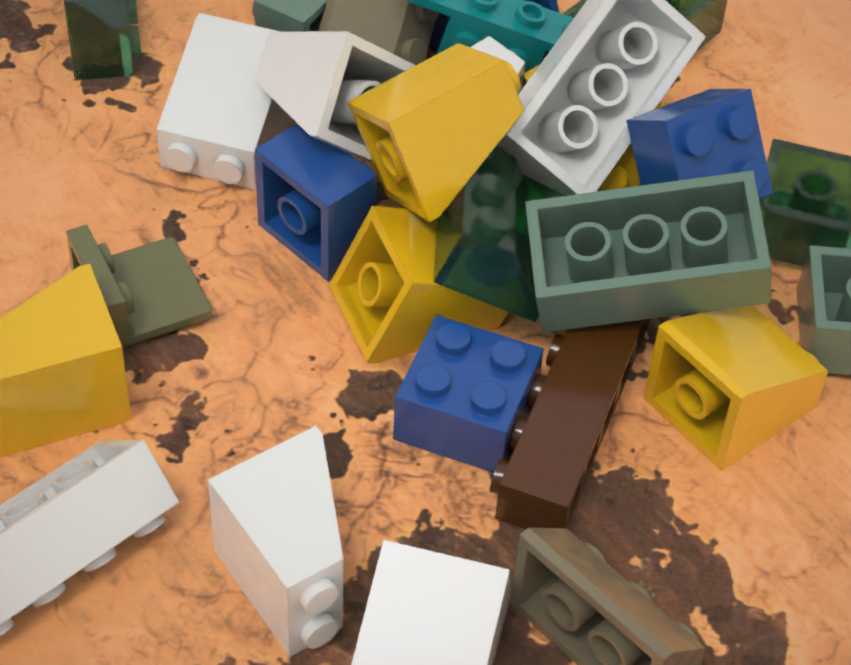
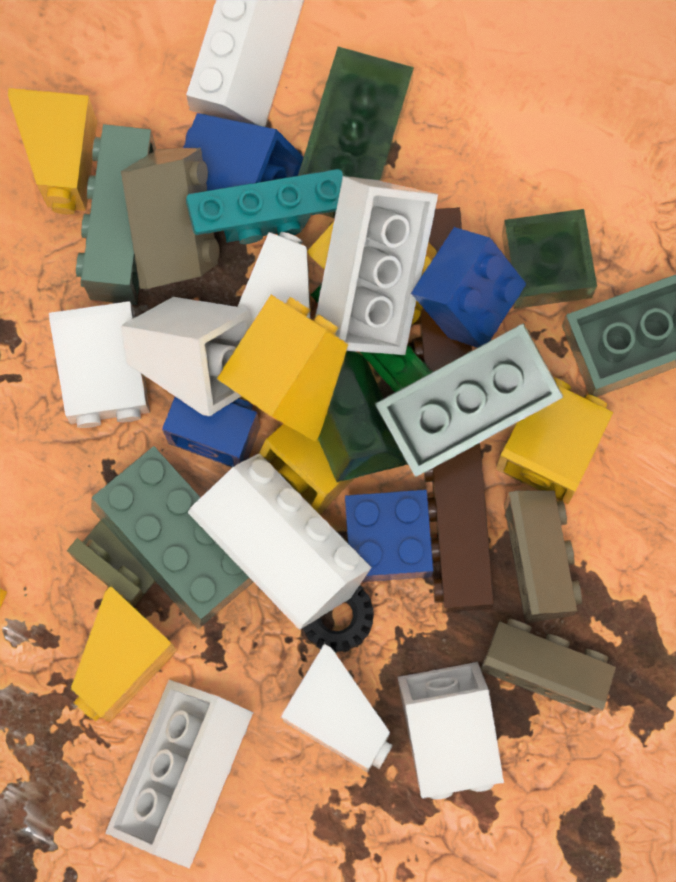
camera: 20 degrees left, 30 degrees up
(206, 292) = (151, 518): none -> sand green brick
(330, 317) = (280, 541): none -> white slope
(369, 429) = (352, 635): none -> black tyre
(660, 487) = (541, 555): none -> dark tan slope

